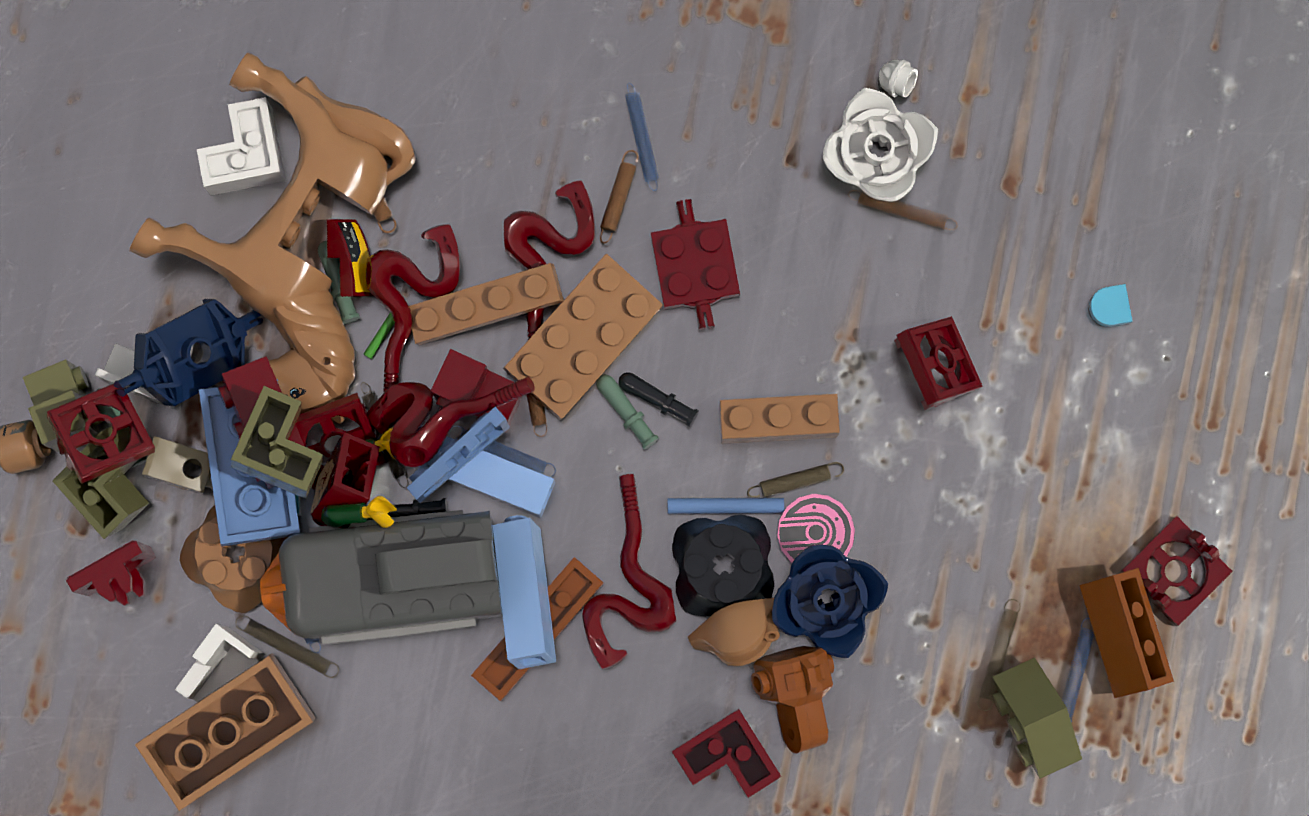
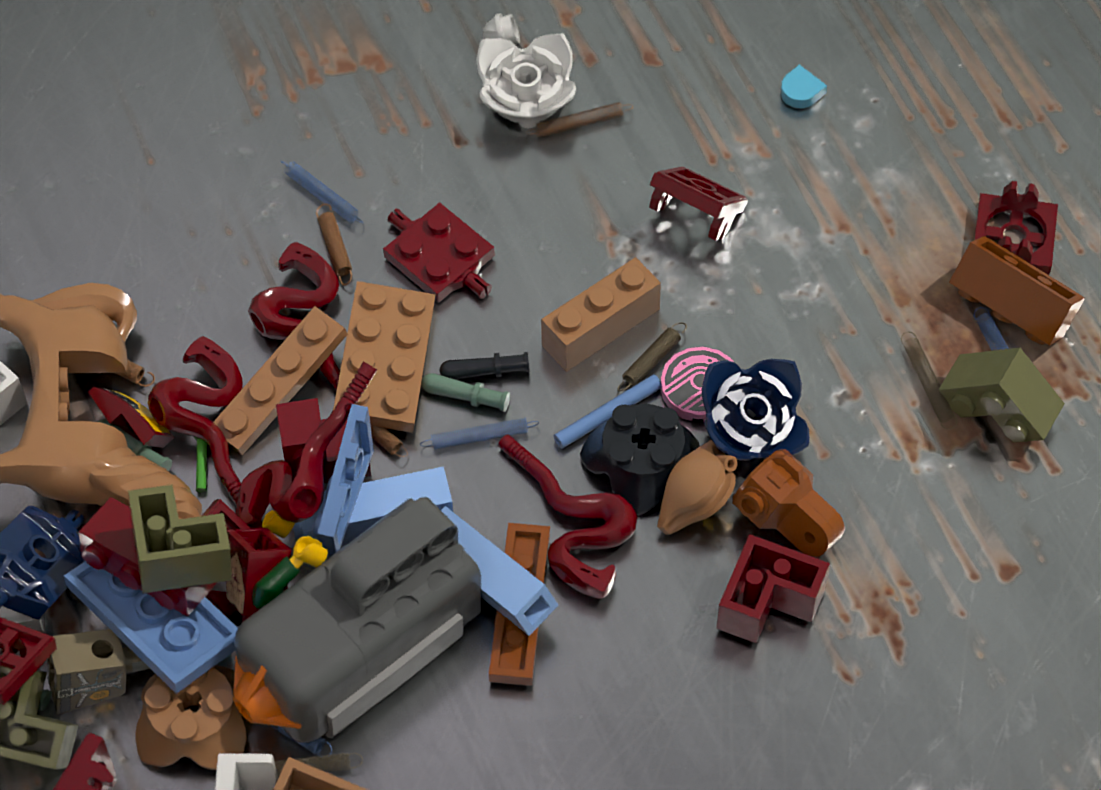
camera: 35 degrees left, 25 degrees down
(613, 451) = (477, 440): none -> medium blue piece

